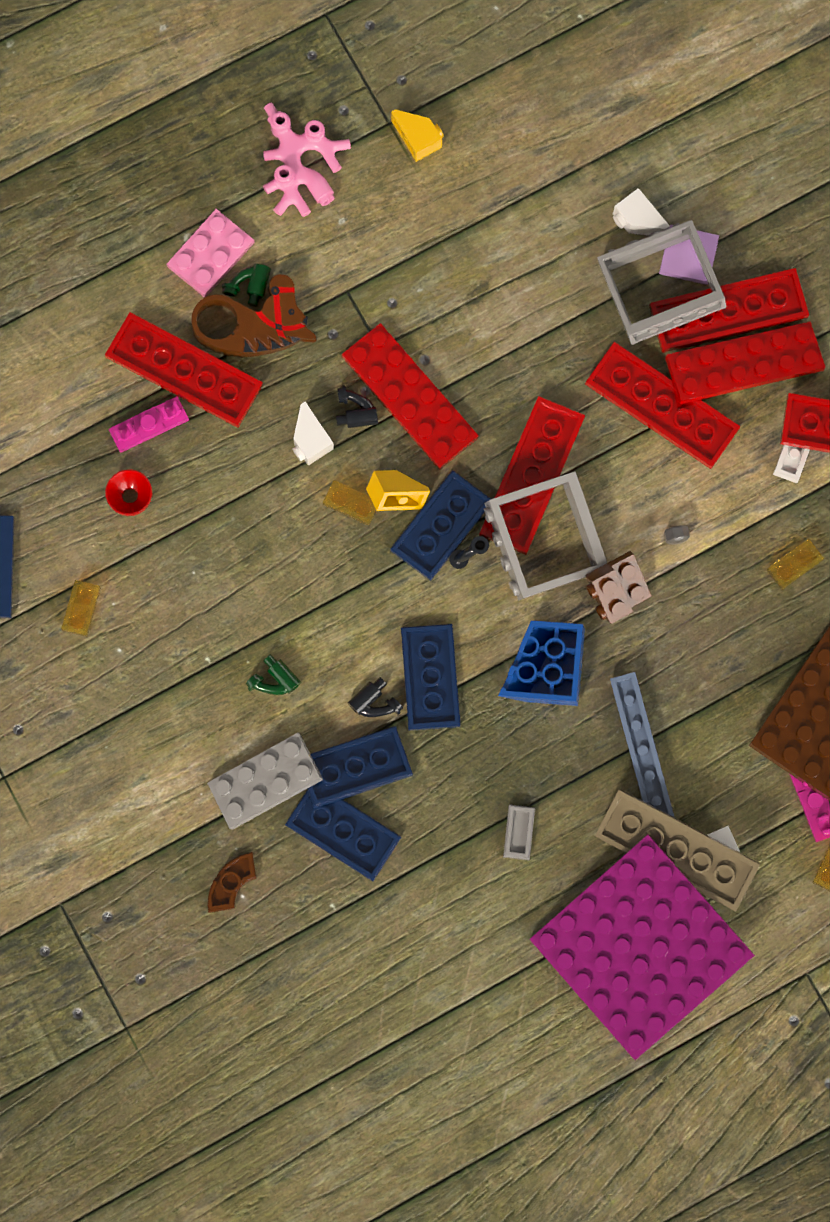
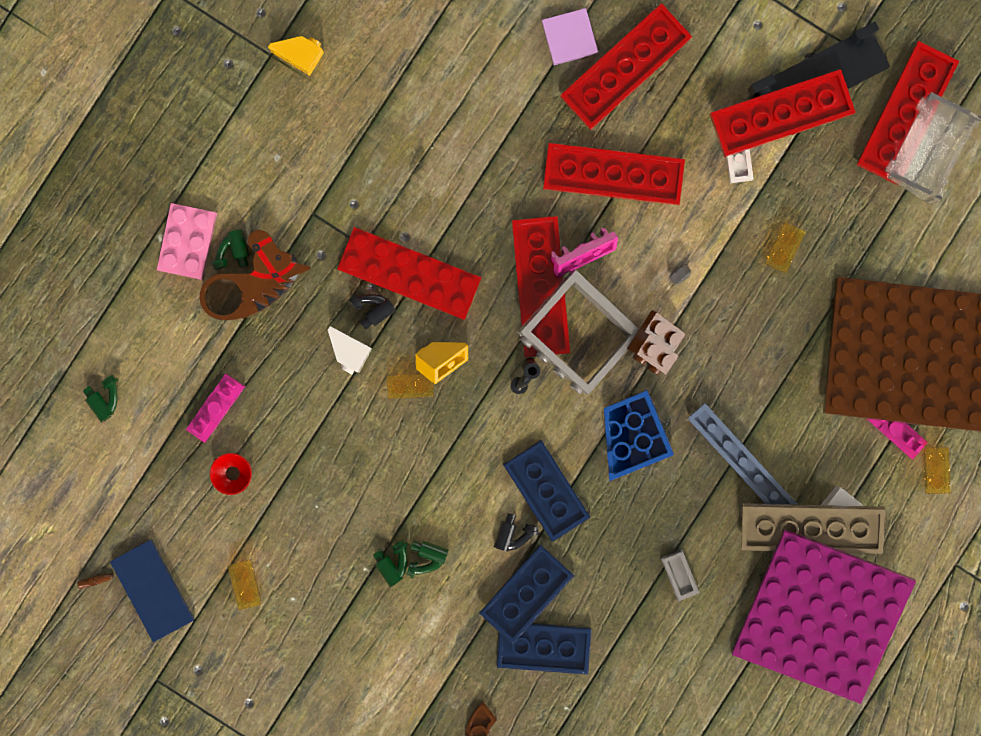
camera: 25 degrees left, 10 degrees up
(37, 363) = (97, 403): none -> dark green plant
(184, 369) = (218, 349): red plate -> none
(230, 666) = (386, 567): none -> dark green plant
(265, 781) = (463, 644): light grey plate -> none
(289, 153) = (204, 123): bright pink plant -> none
(441, 525) = (490, 365): dark blue tile -> none
(593, 463) = (584, 253): none -> dark pink plate
(638, 215) = (514, 26): white slope -> none
(678, 315) = (539, 41): light grey window -> none
(745, 362) = (661, 104): red plate -> none

